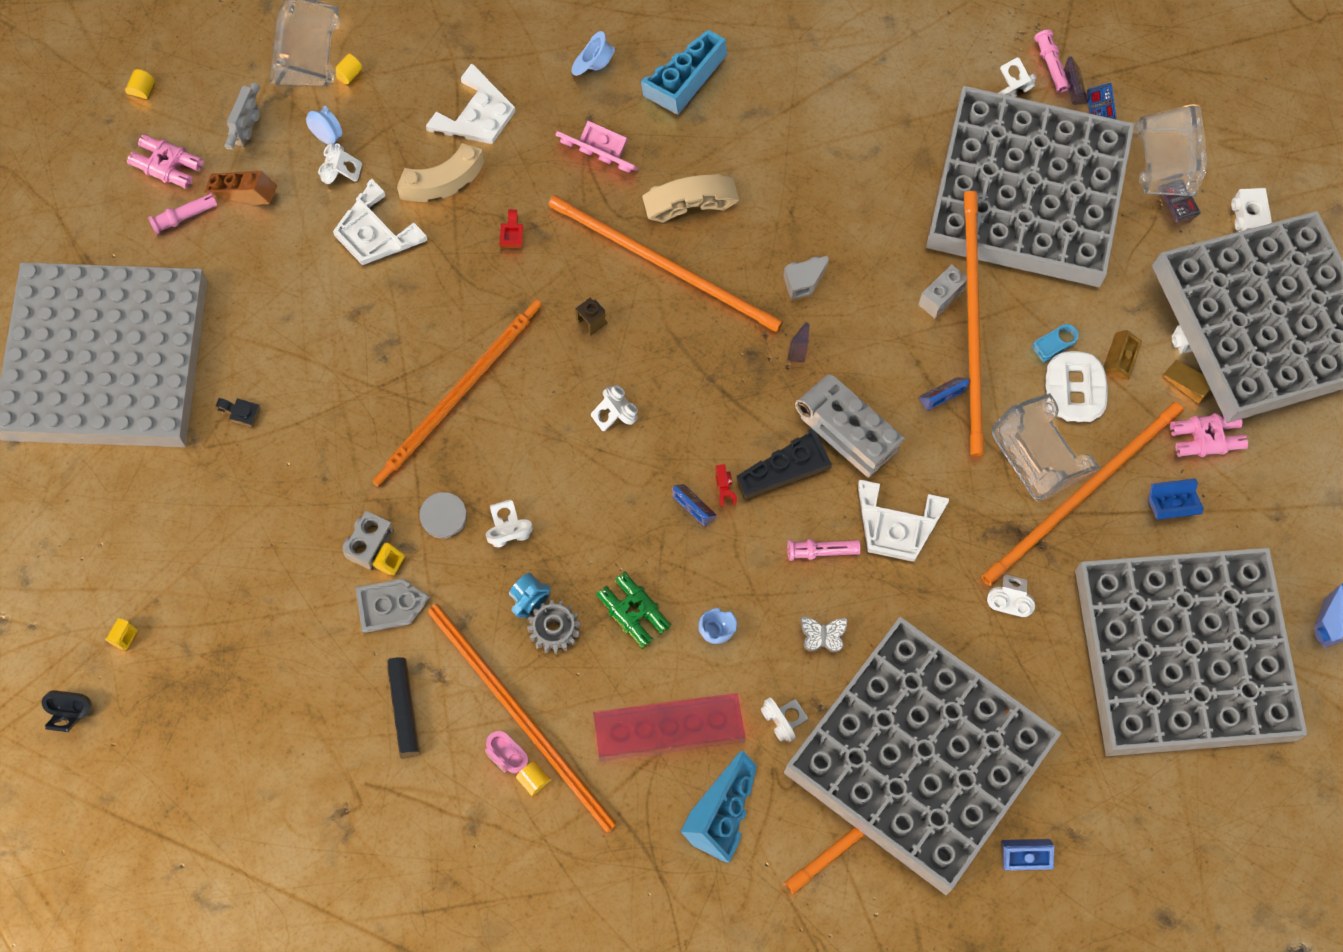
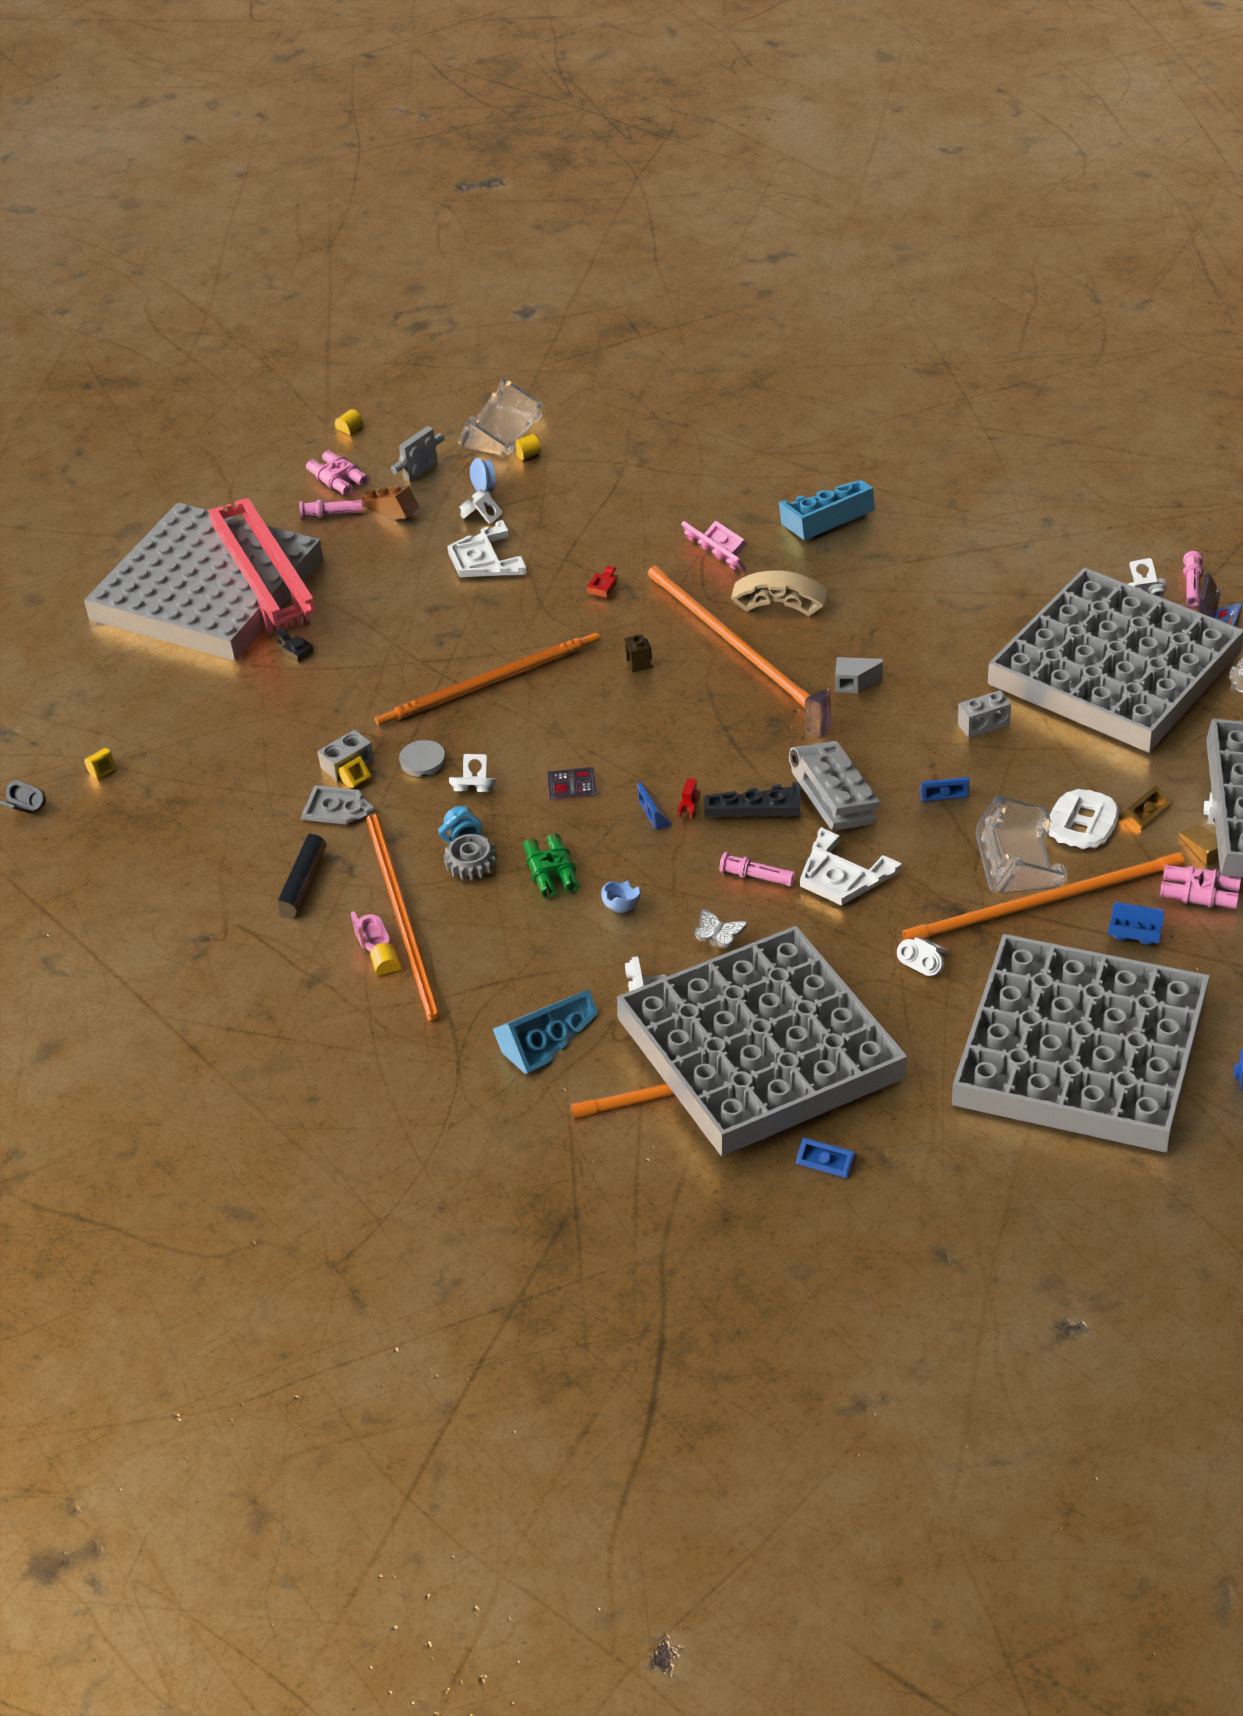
camera: 30 degrees right, 25 degrees down
(226, 361) = (271, 613): none -> coral piece
(442, 180) = (564, 533): tan brick -> none
(482, 117) = (624, 506): white wing -> none
(594, 56) = (754, 484): light blue piece -> none
(603, 501) = (571, 783): none -> slope
(618, 405) = (625, 718): white bracket -> none
(669, 727) = (532, 960): clear pink arch -> none
(976, 435) = (958, 826): orange piece -> none
(1052, 345) = (1077, 779): dark azure piece -> none

